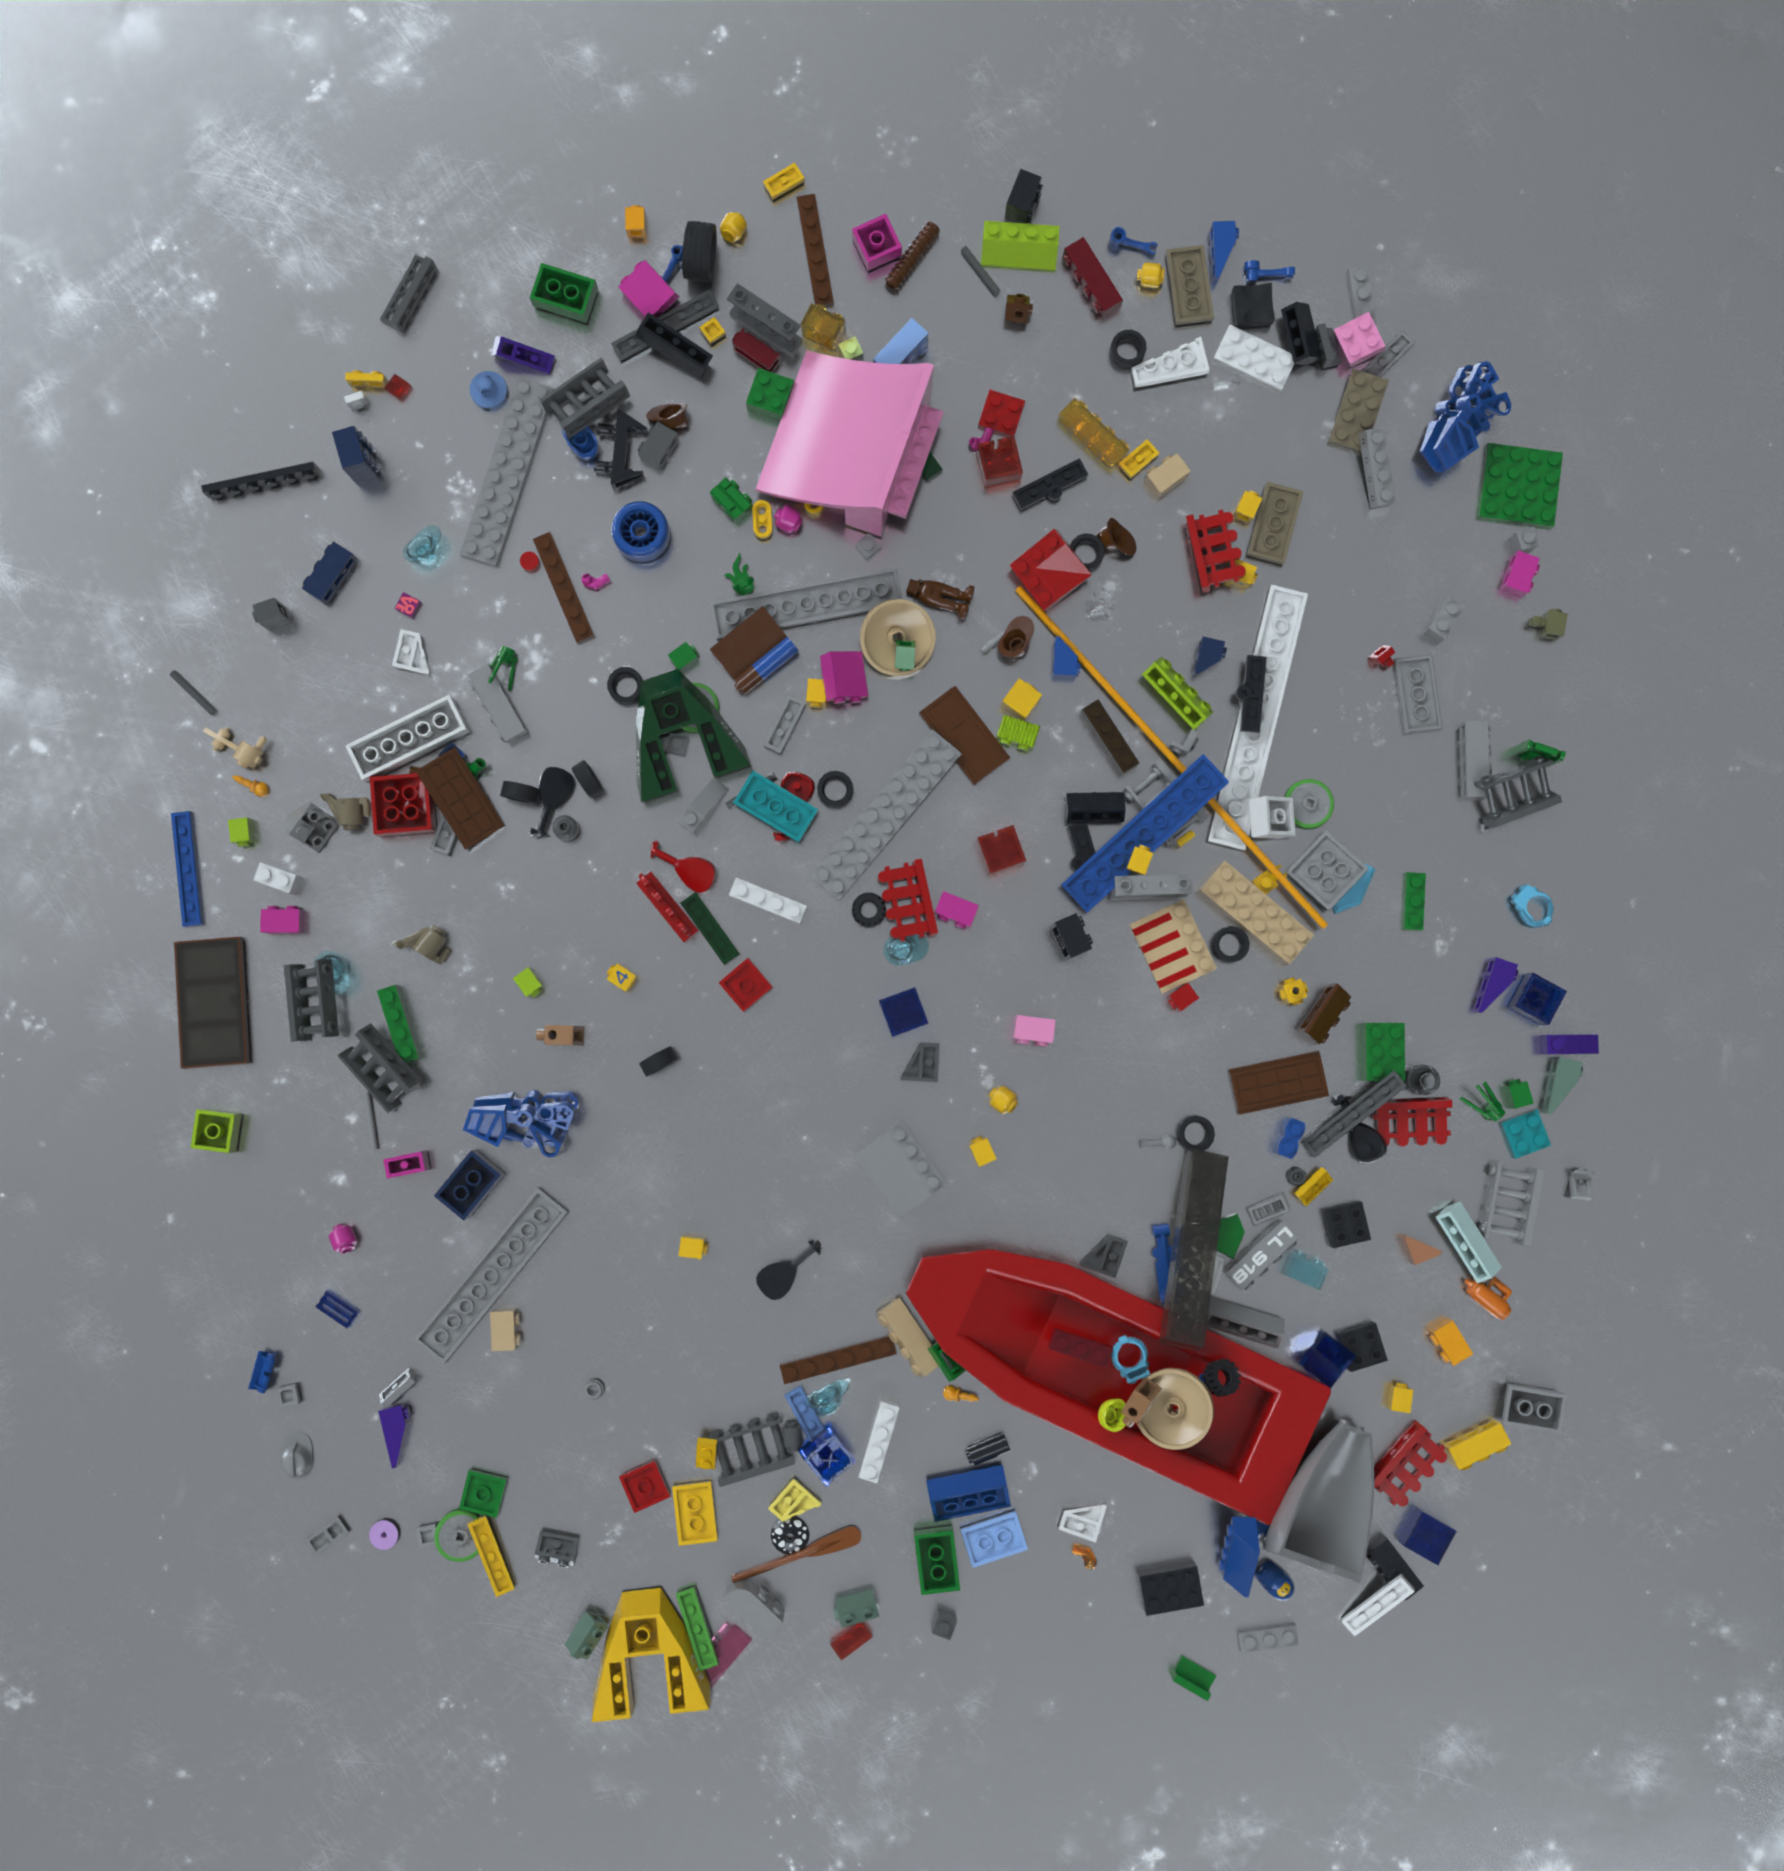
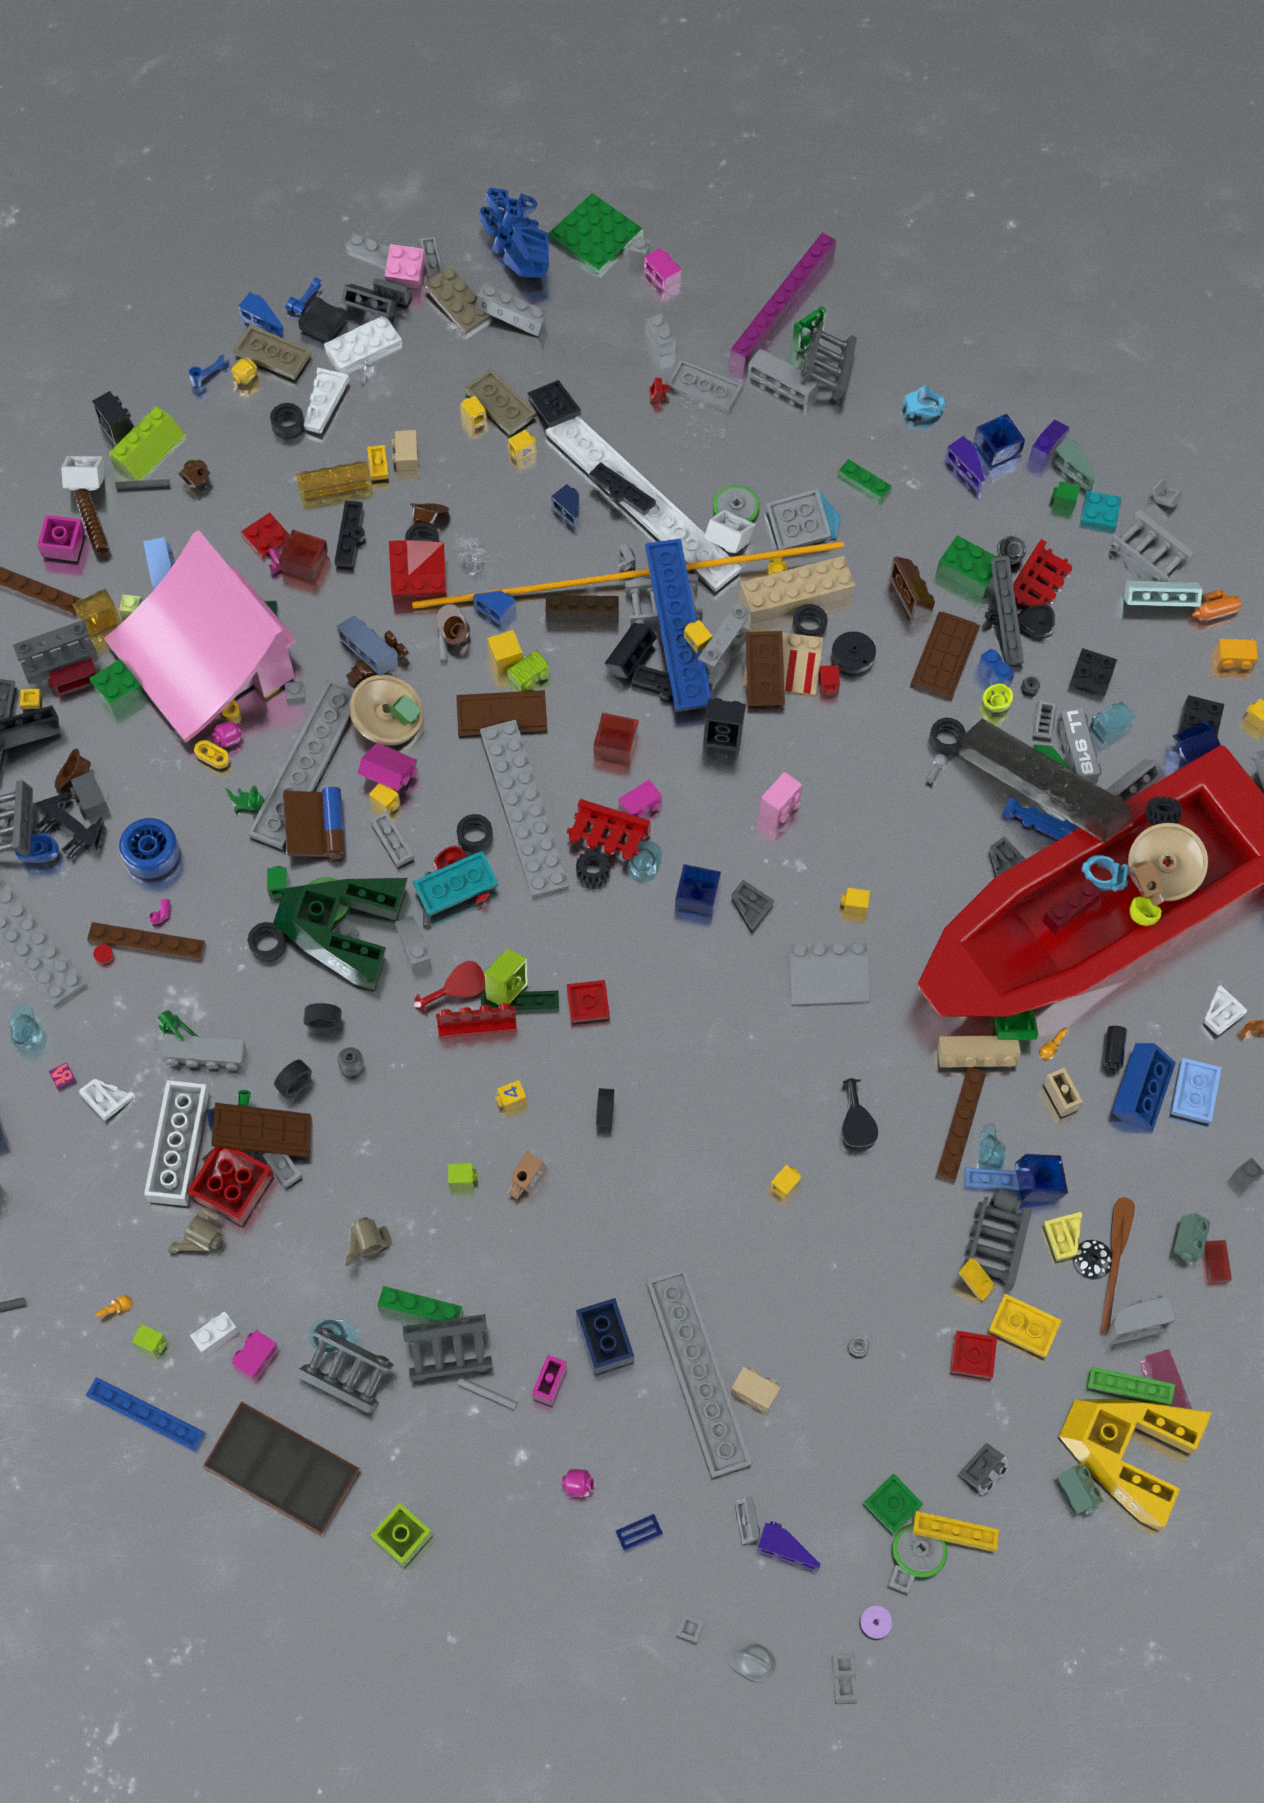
camera: 55 degrees left, 20 degrees down
(244, 753) = (85, 1292): tan piece -> none
(262, 1371) = (657, 1643): blue hinge -> none
(310, 825) = (188, 1276): light grey slope -> none
(546, 1121) = (561, 1269): blue piece -> none
(554, 787) = (311, 1050): black piece -> none
(715, 906) = (506, 977): none -> lime brick
(731, 499) = (177, 766): green brick -> none
(767, 900) = (535, 937): white plate -> none
(879, 1440) = (1053, 1130): white brick -> none
(917, 1429) = (1063, 1092): none -> tan brick
(936, 1560) = (1187, 1144): green brick -> none
(946, 578) = (367, 645): none -> sand blue brick
(950, 212) = (82, 472): none -> white brick
(1003, 1099) = (823, 859): yellow head -> none
(1092, 277) = (212, 411): dark red brick -> none
(1152, 936) = (765, 668): none -> reddish brown plate
(1177, 692) = (582, 540): lime brick -> none
(1185, 838) = (702, 602): yellow tile -> none
(1213, 540) = (492, 462): red fence -> none
(1225, 1001) = (853, 652): none -> black wheel
(1261, 1156) = (998, 702): none -> neon yellow helmet
(1286, 991) = (878, 599): yellow brick -> none
(1305, 573) = (554, 403): none -> black tile
(1313, 1187) = (1047, 676): yellow plate -> none
(1418, 1251) = (1146, 634): nougat slope -> none
(1493, 1109) = (1067, 519): green plant -> none
(1552, 623) = (715, 270): olive brick -> none
(1560, 707) = (782, 300): none -> magenta brick

